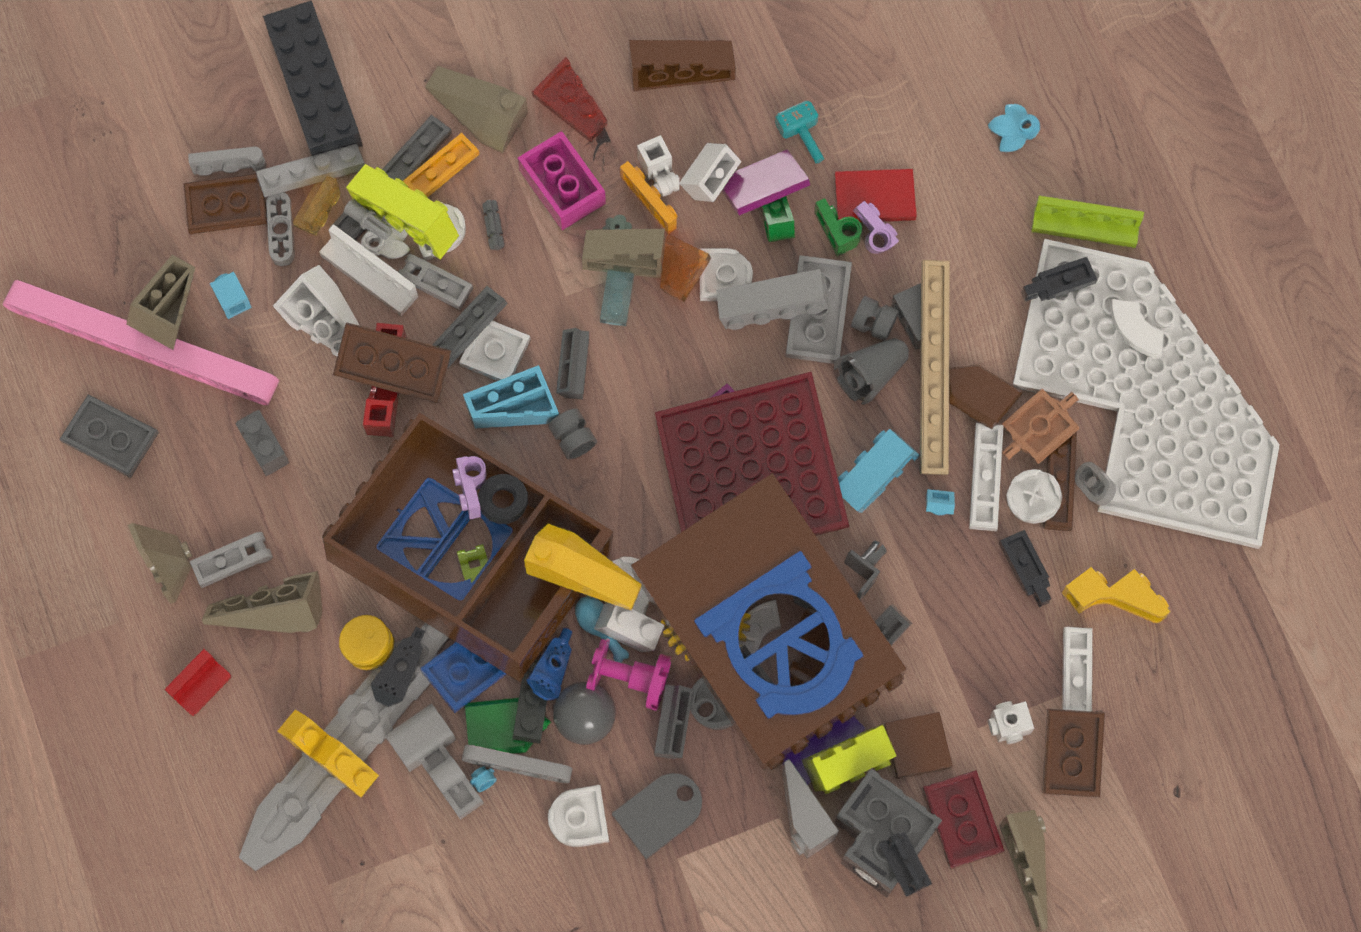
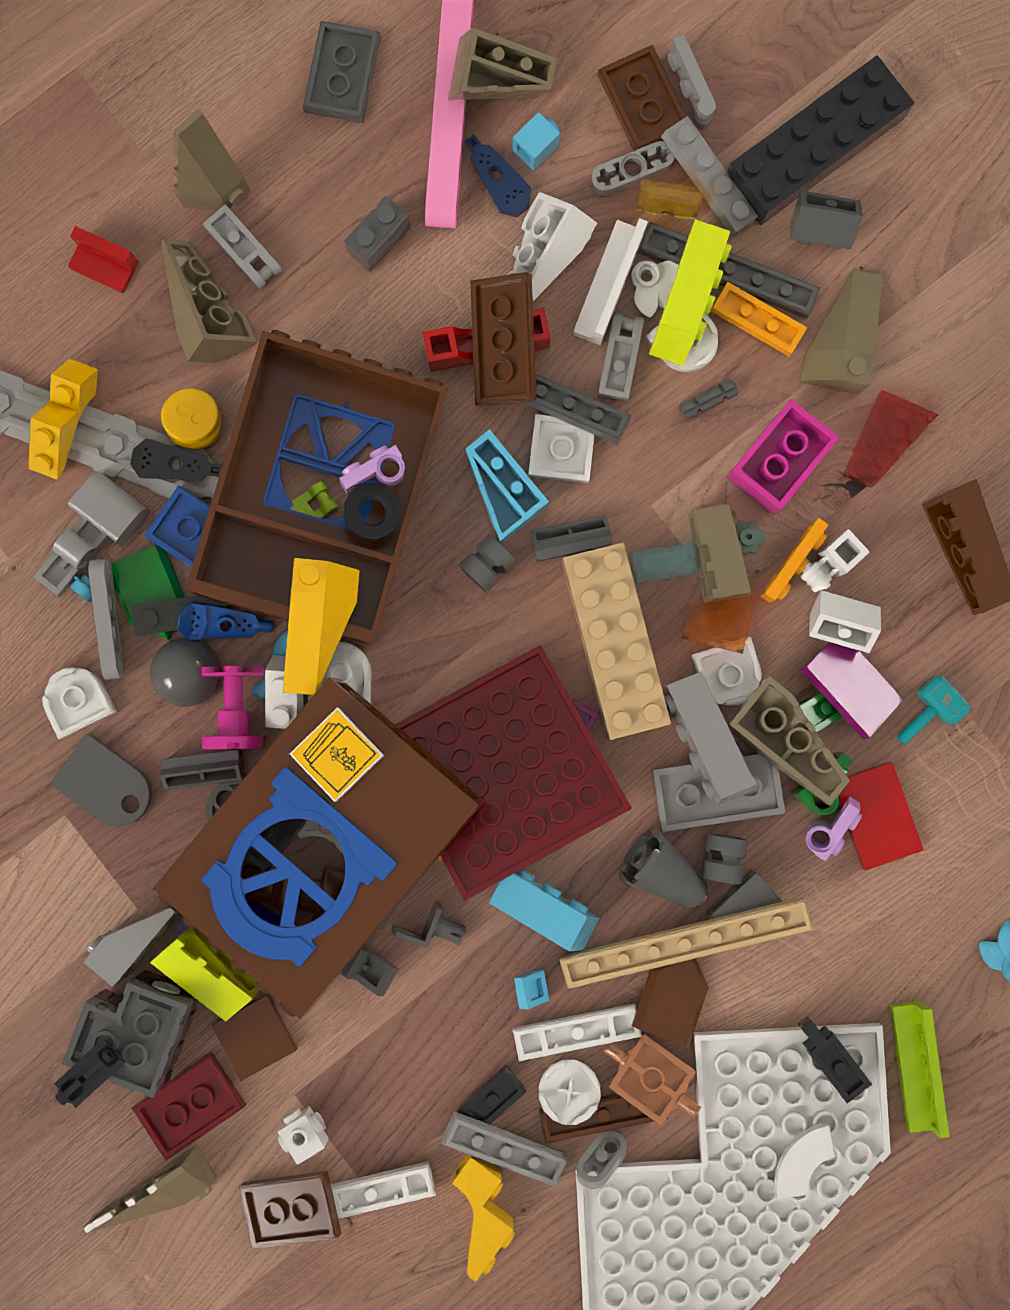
camera: 75 degrees right, 15 degrees up
(255, 328) = (503, 187): none -> dark blue piece
(368, 219) = (668, 258): light grey axle -> none
(380, 93) = (825, 220): none -> dark grey brick
(670, 352) = (615, 641): none -> tan brick
(697, 573) = (336, 754): none -> yellow tile
(787, 243) = (782, 734): none -> dark tan wedge
(1067, 560) = (504, 1149): none -> light grey tile

